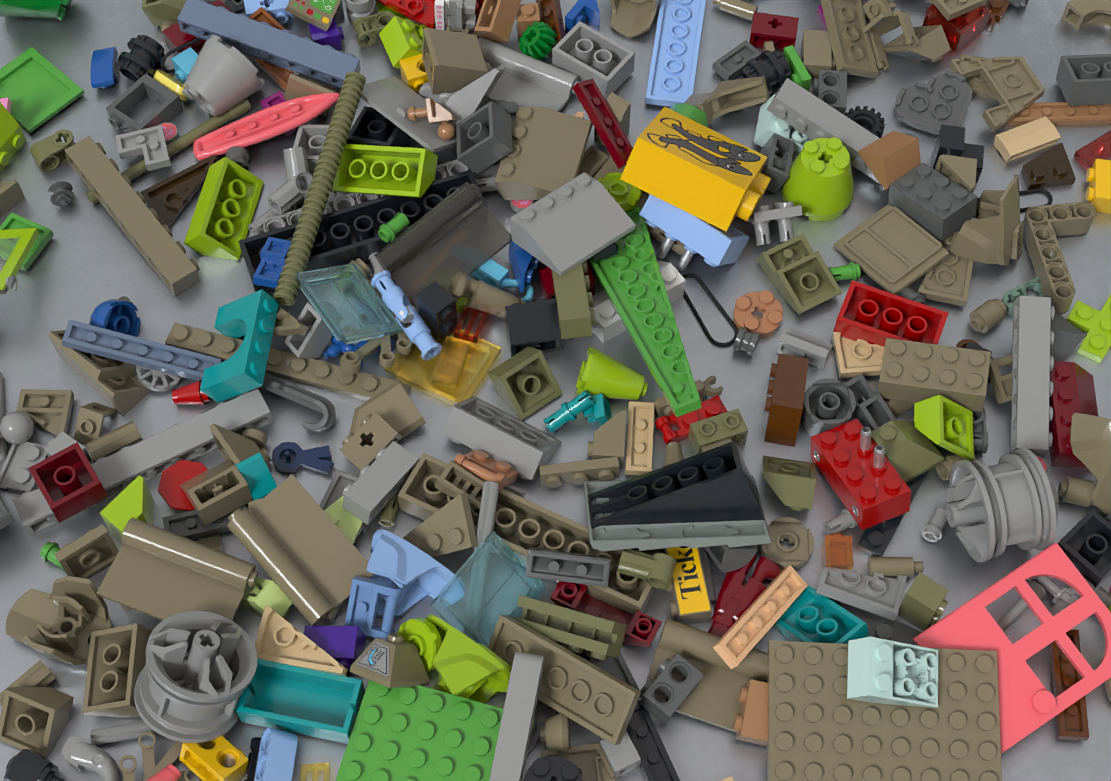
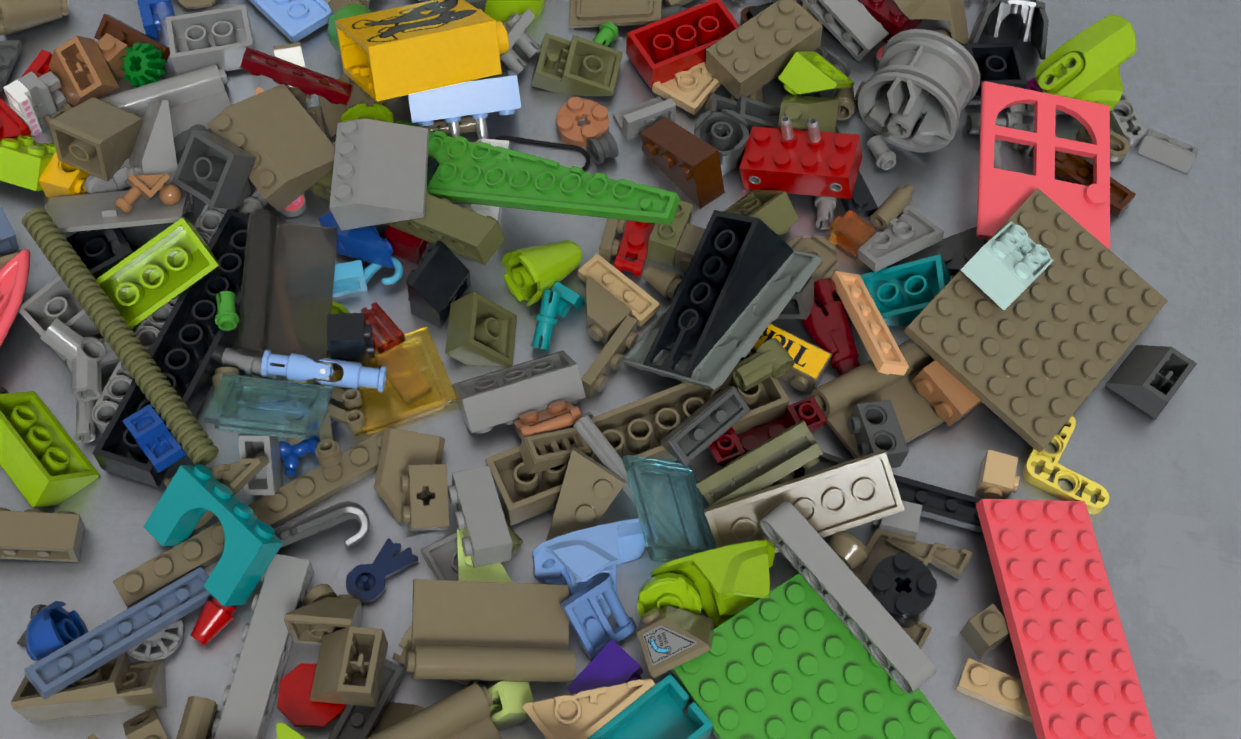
camera: 55 degrees left, 0 degrees up
(257, 476) = (377, 615): teal slope -> none
(481, 295) = (369, 295): dark tan piece -> none
(923, 602) = (949, 205): olive brick -> none

